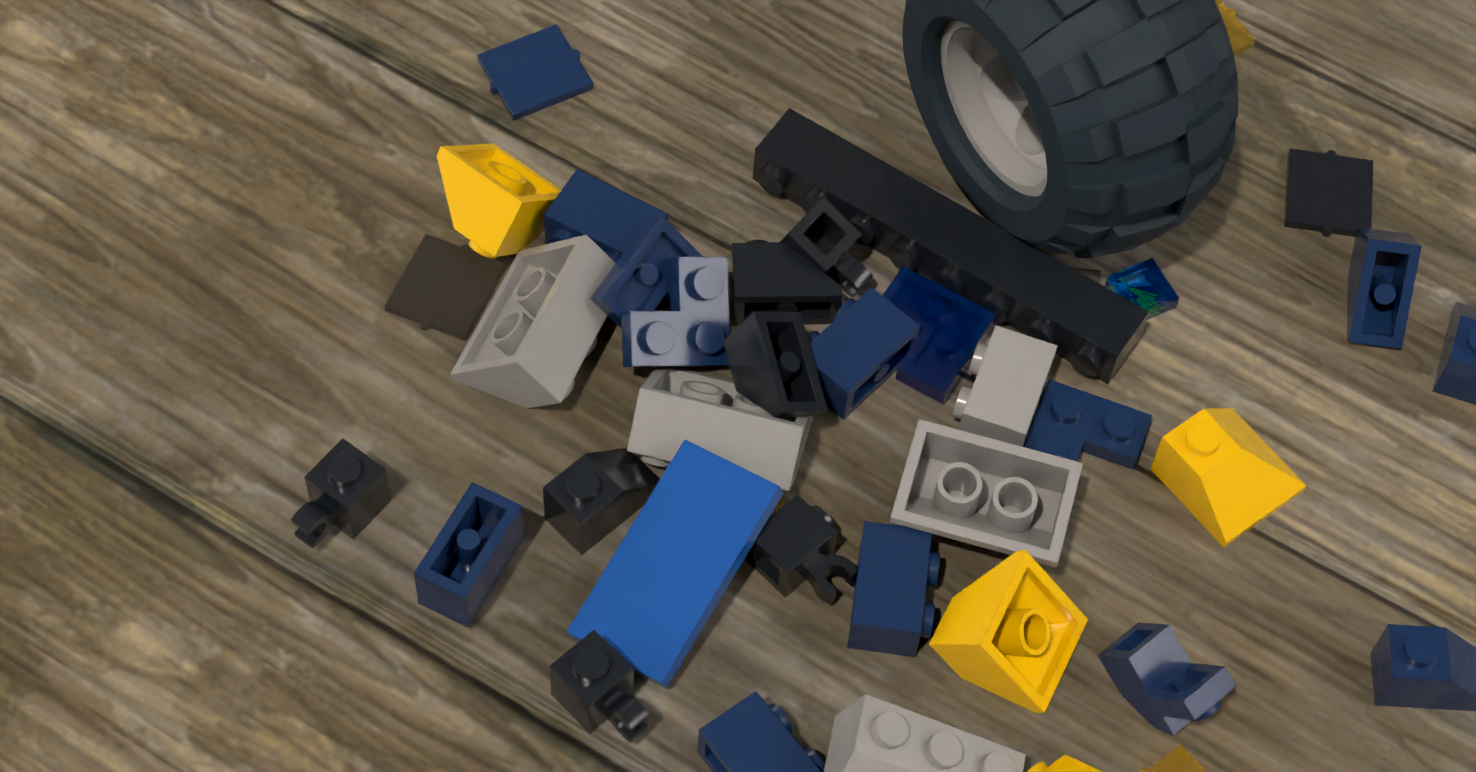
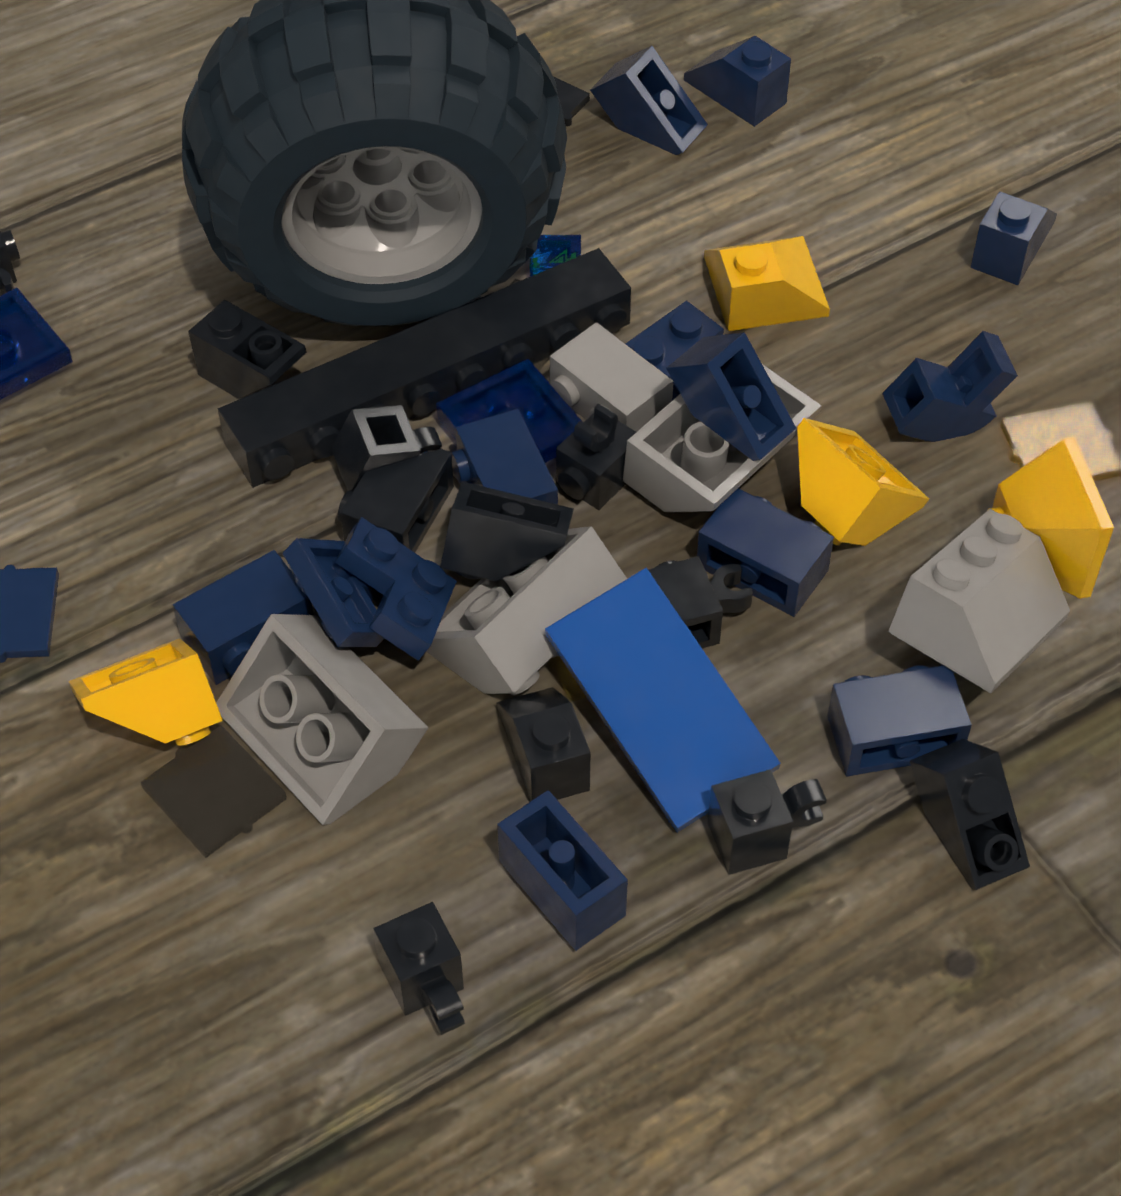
camera: 60 degrees left, 5 degrees down
(868, 95) = (241, 350): none -> black slope
(906, 404) = (594, 458): none -> black brick
(1002, 478) = (732, 393): none -> dark blue slope

